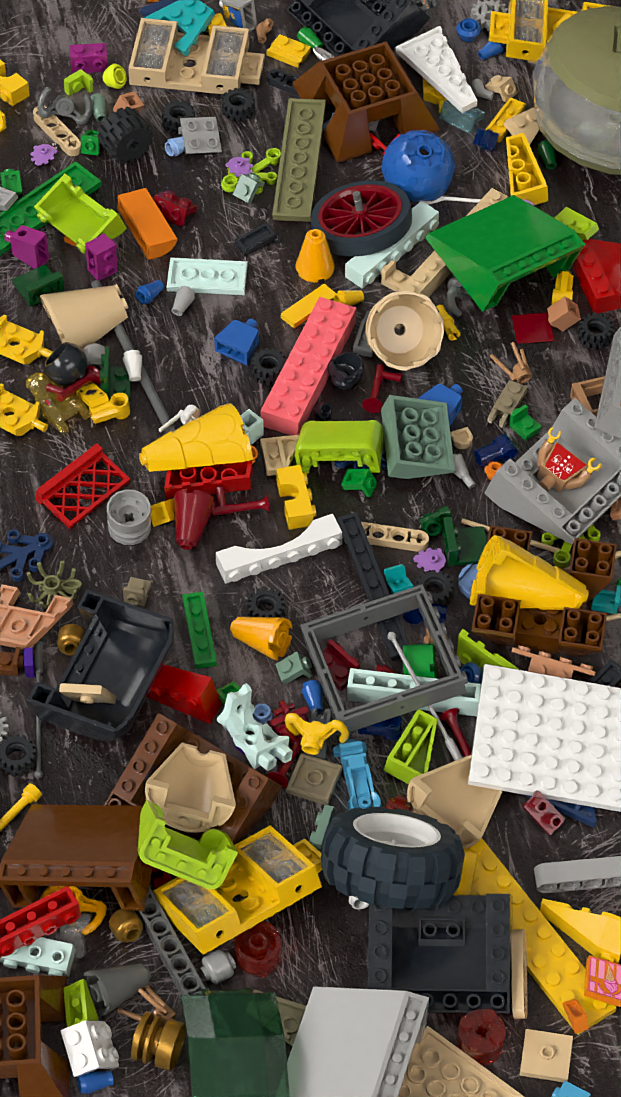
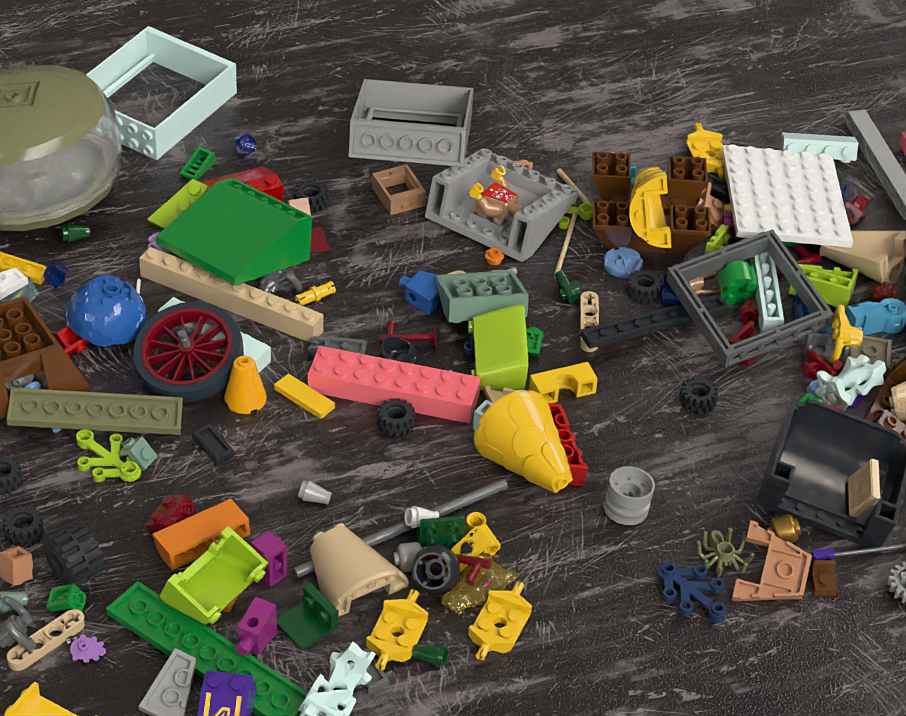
camera: 100 degrees left, 10 degrees down
(11, 180) = (141, 668): green bracket -> none
(74, 471) = (584, 558): red fence -> none
(136, 591) = (707, 491): dark tan bracket -> none
(149, 291) = (306, 523): blue cone -> none
(162, 512) = (600, 476): yellow panel -> none
(175, 146) = (66, 516): light blue cone -> none
(190, 413) = (477, 470): white plant -> none
(191, 516) = (613, 451): dark red cone -> none
(199, 630) = (738, 439): green plate -> none
(200, 135) = (55, 499): light grey hinge -> none
(207, 276) = (271, 481): light aqua tile -> none
(222, 508) = (576, 403): dark red piece -> none
(238, 340) = (366, 441): blue torso -> none
(239, 166) = (107, 462): medium lavender piece -> none
(242, 562) = (607, 364): white arch -> none
(264, 634) = (736, 386): light orange cone -> none
(293, 667) = (761, 370): sand green bracket -> none
(313, 695) = (783, 356): blue cone -> none
(349, 297) = (294, 365): yellow cone -> none
(392, 277) = (260, 331): tan bracket -> none
(396, 579) = (647, 304): teal bracket -> none
(421, 332) = (352, 304): tan piece -> none
(430, 559) = (608, 293): medium lavender piece -> none
(448, 741) = (824, 262): light grey piece -> none
(462, 544) = (589, 269): dark green bracket -> none
(500, 448) = (471, 250): clear blue piece -> none
(507, 402) = (411, 252): dark tan hinge -> none
(520, 371) = (371, 241): medium nougat plant -> none
(523, 123) = (34, 250): tan wing -> none
(523, 423) = (433, 239): green bracket -> none
(524, 172) = (106, 243): yellow wedge -> none

